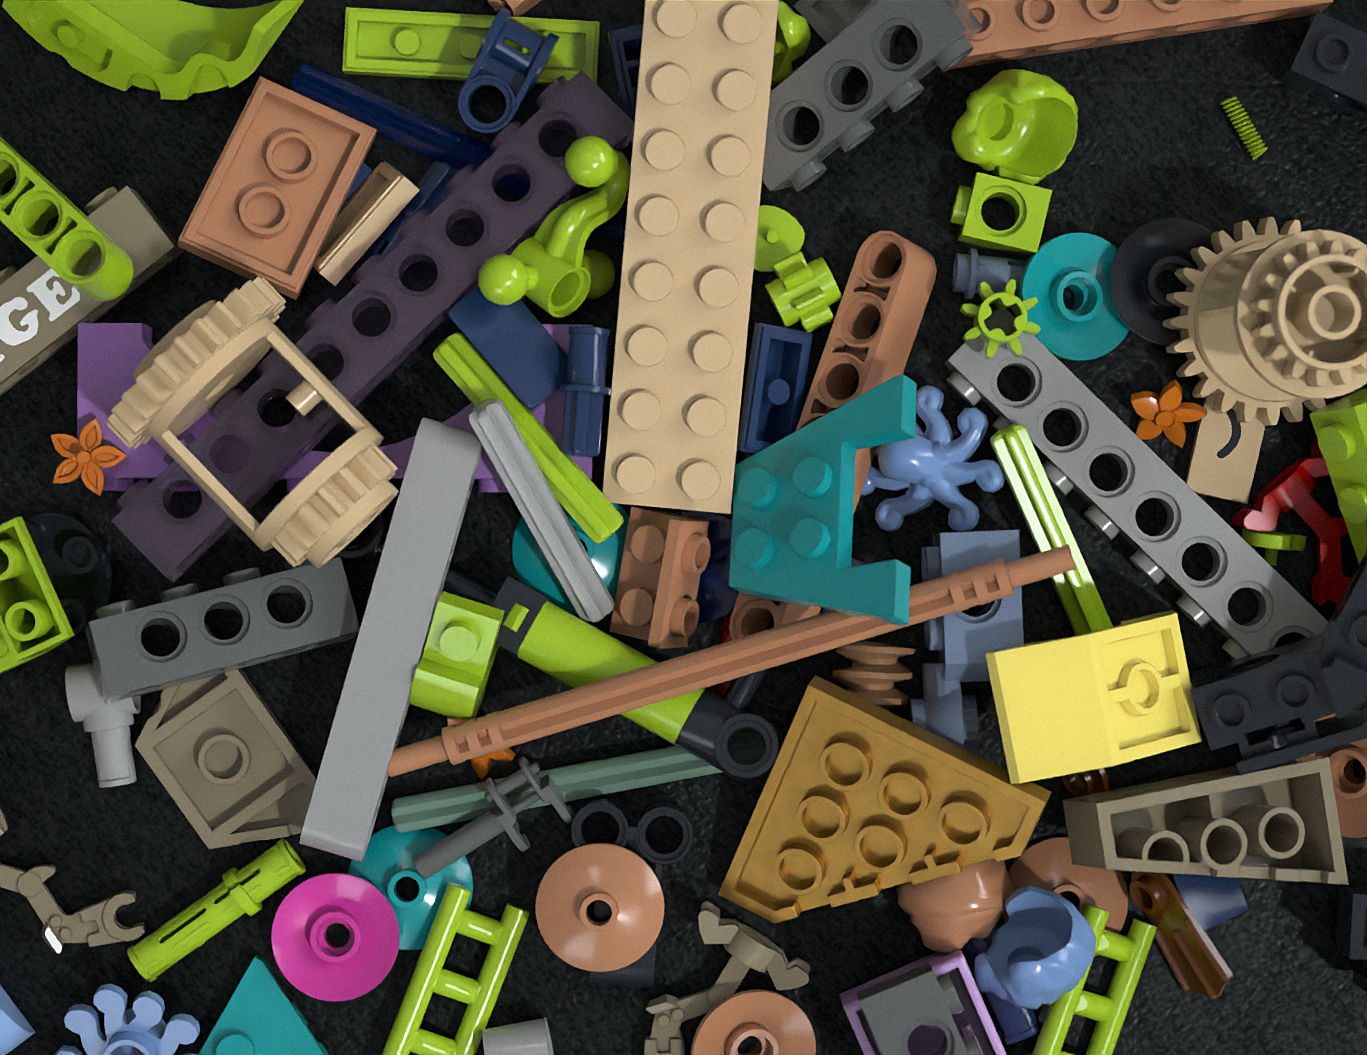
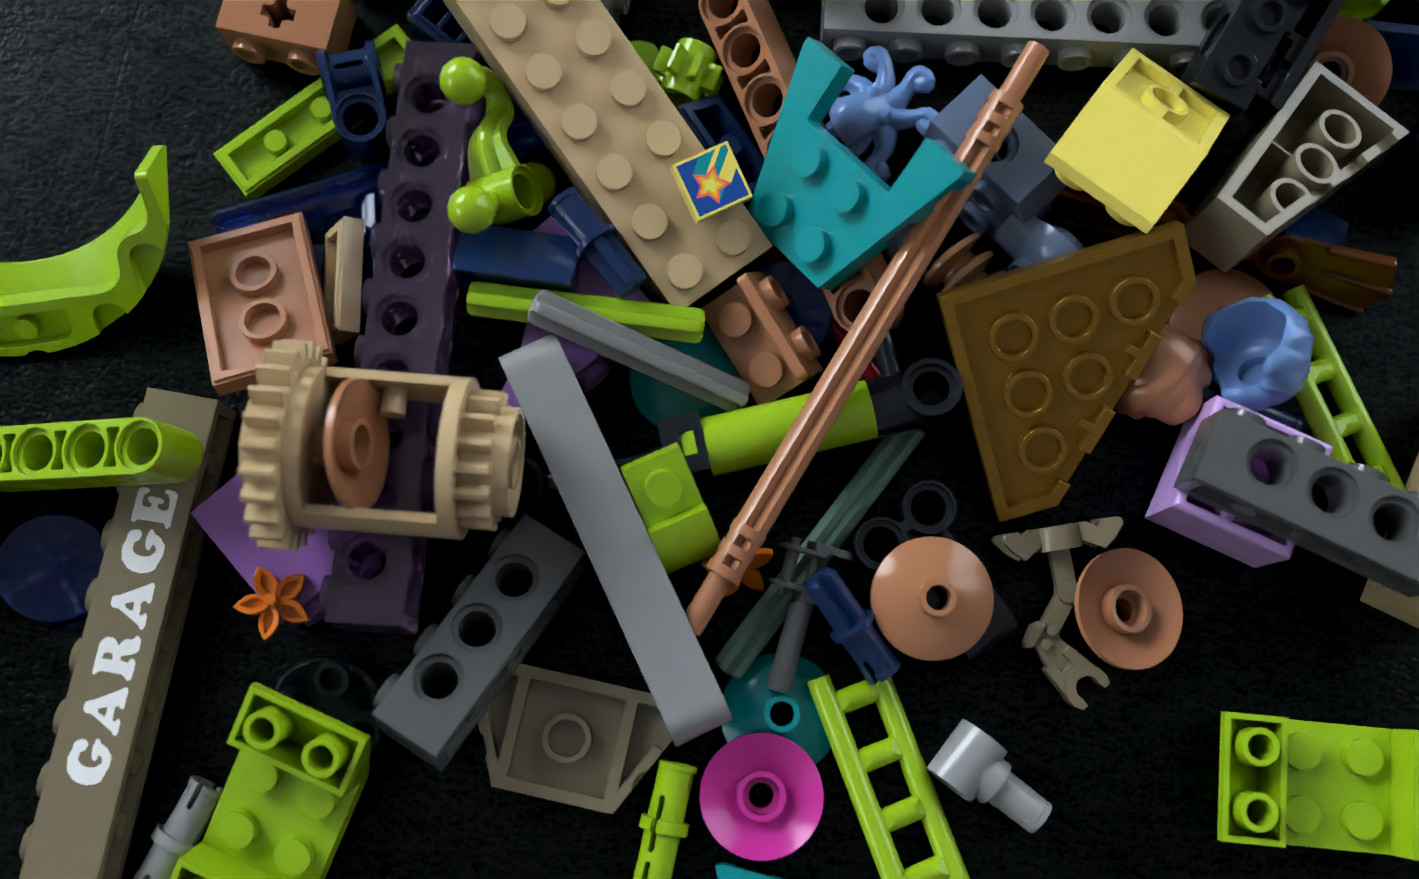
camera: 45 degrees left, 10 degrees down
(106, 723) = (455, 788): light grey pin -> none
(243, 414) = (355, 444): none -> nougat dish
(518, 874) = (852, 626): none -> dark blue axle
(716, 426) = (711, 182): none -> tile
(1048, 526) = (964, 67): lime axle -> none

